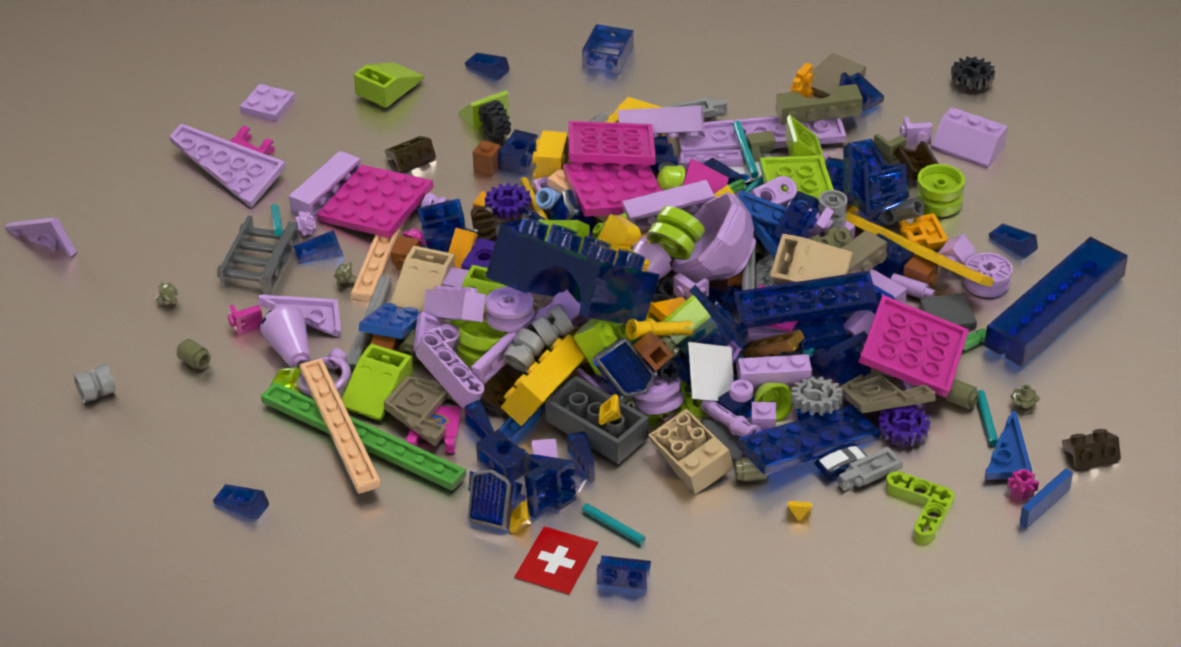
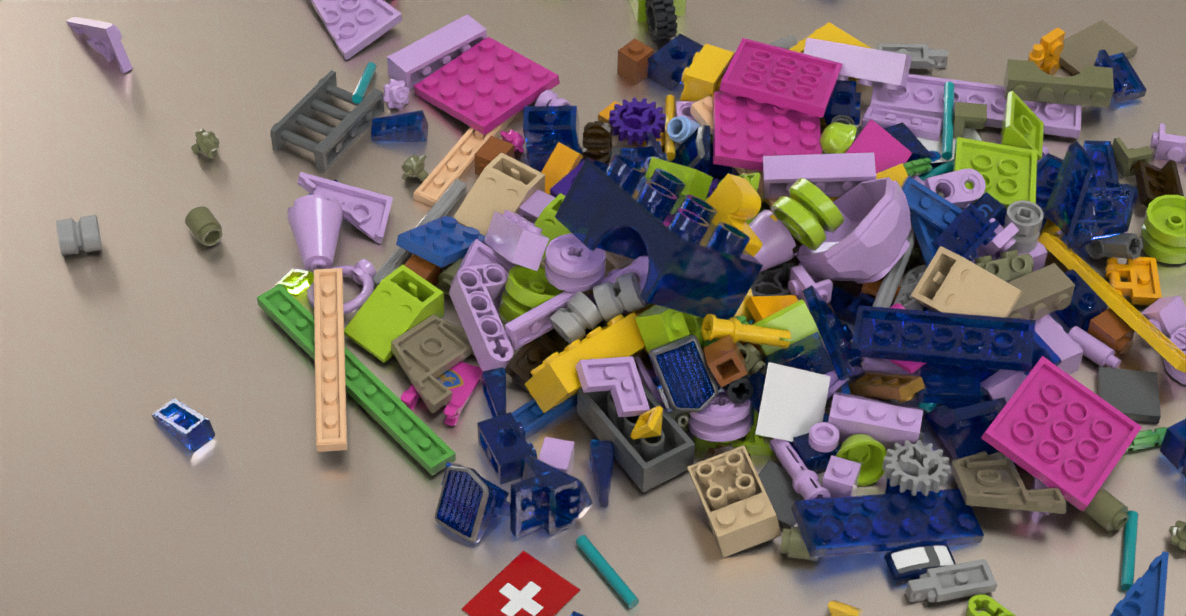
camera: 15 degrees right, 5 degrees up
(246, 319) = (278, 197): dark pink bracket -> none
(411, 152) = (552, 35): dark brown bracket -> none
(520, 517) = (496, 533): yellow slope -> none
(575, 381) = (620, 378): none -> lavender plate
(904, 424) = (1017, 534): dark purple gear -> none

